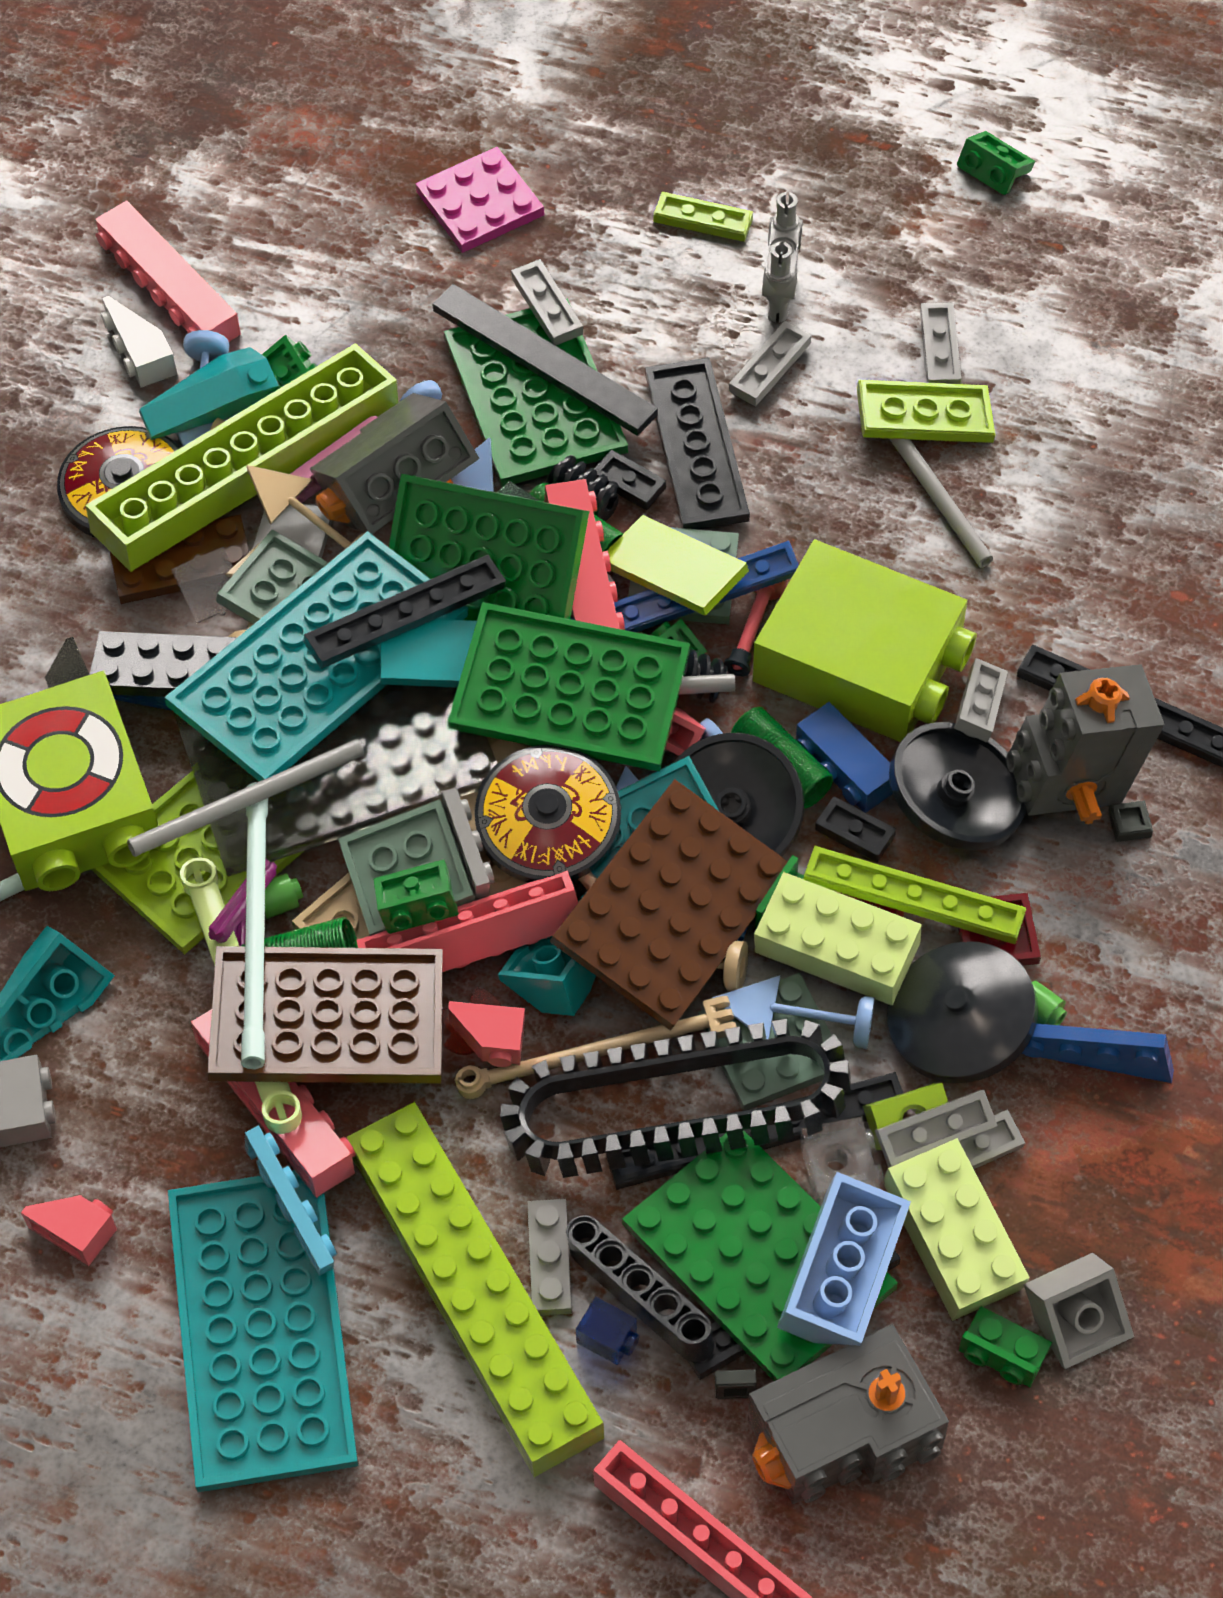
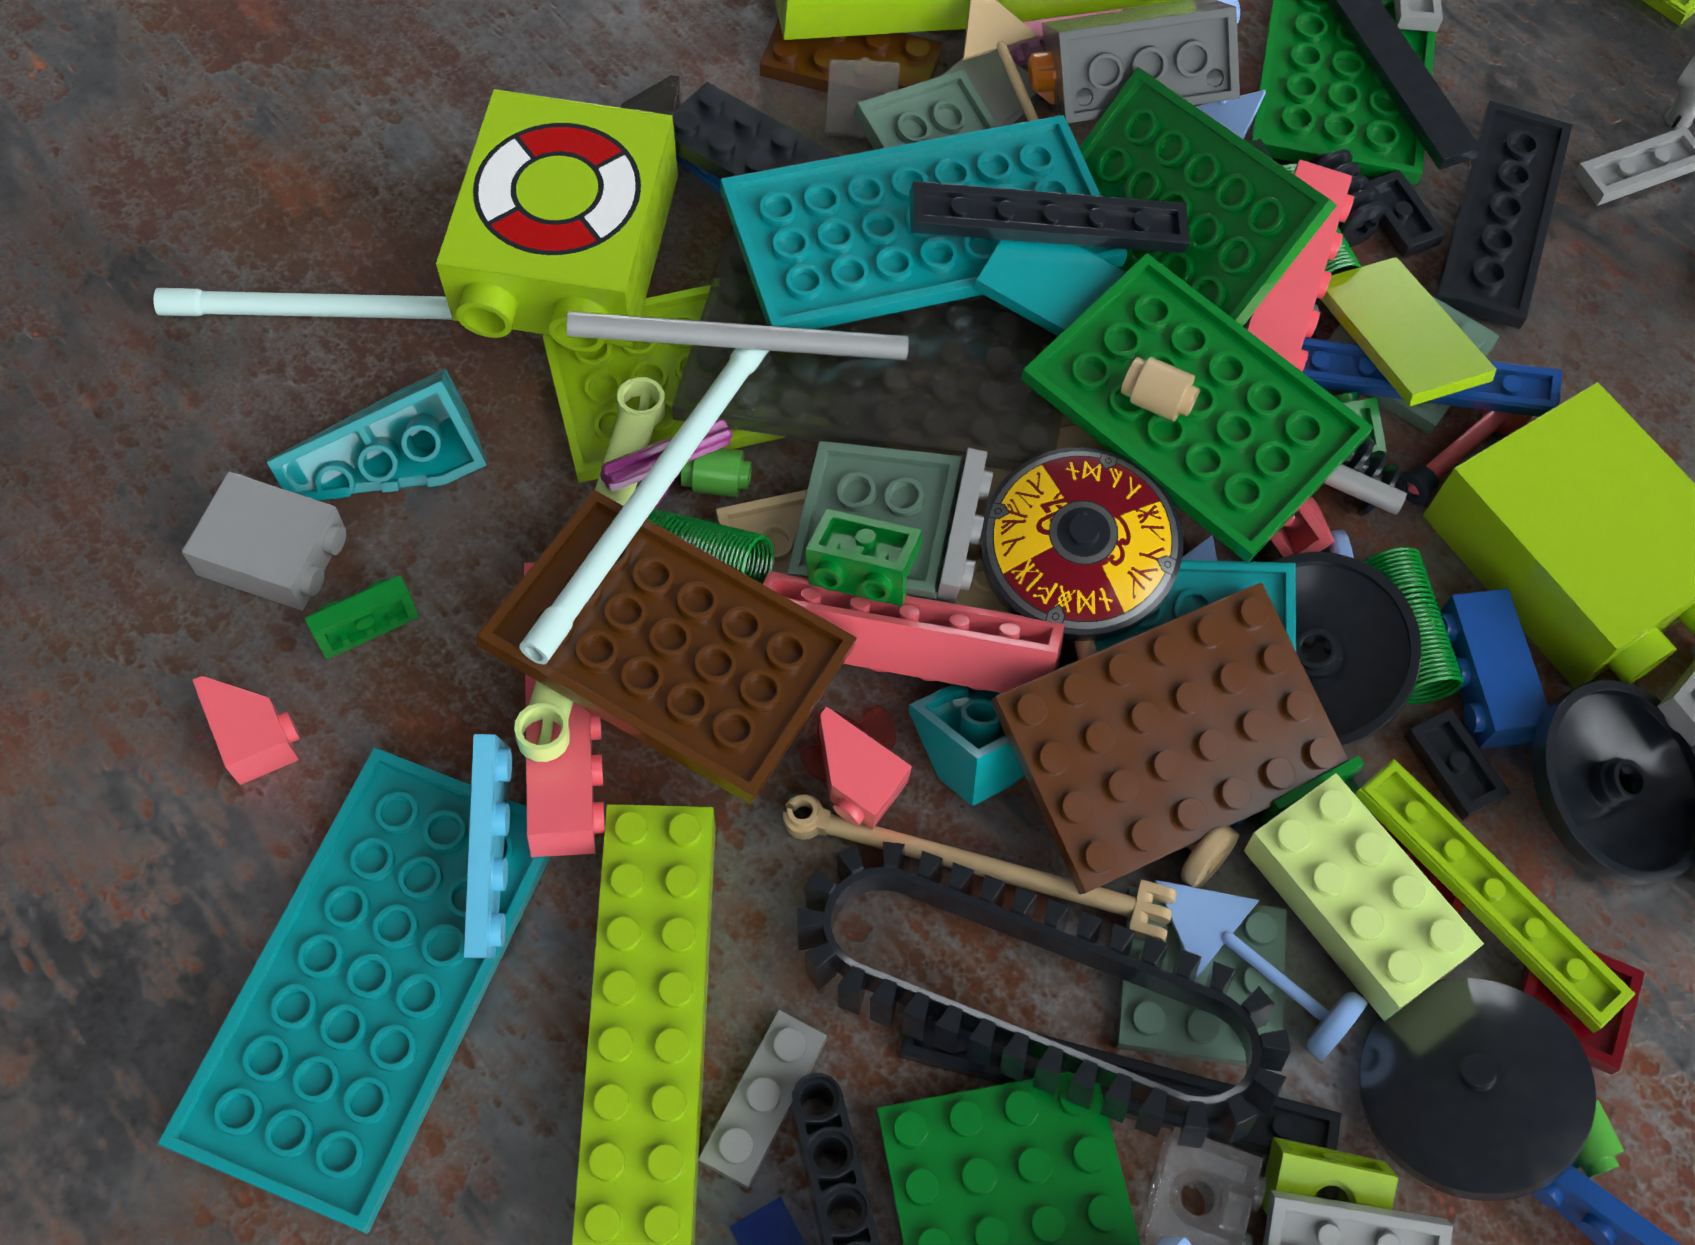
camera: 25 degrees right, 5 degrees up
(100, 1114) = (362, 616): none -> green bracket
(543, 688) = (1160, 388): none -> tan brick

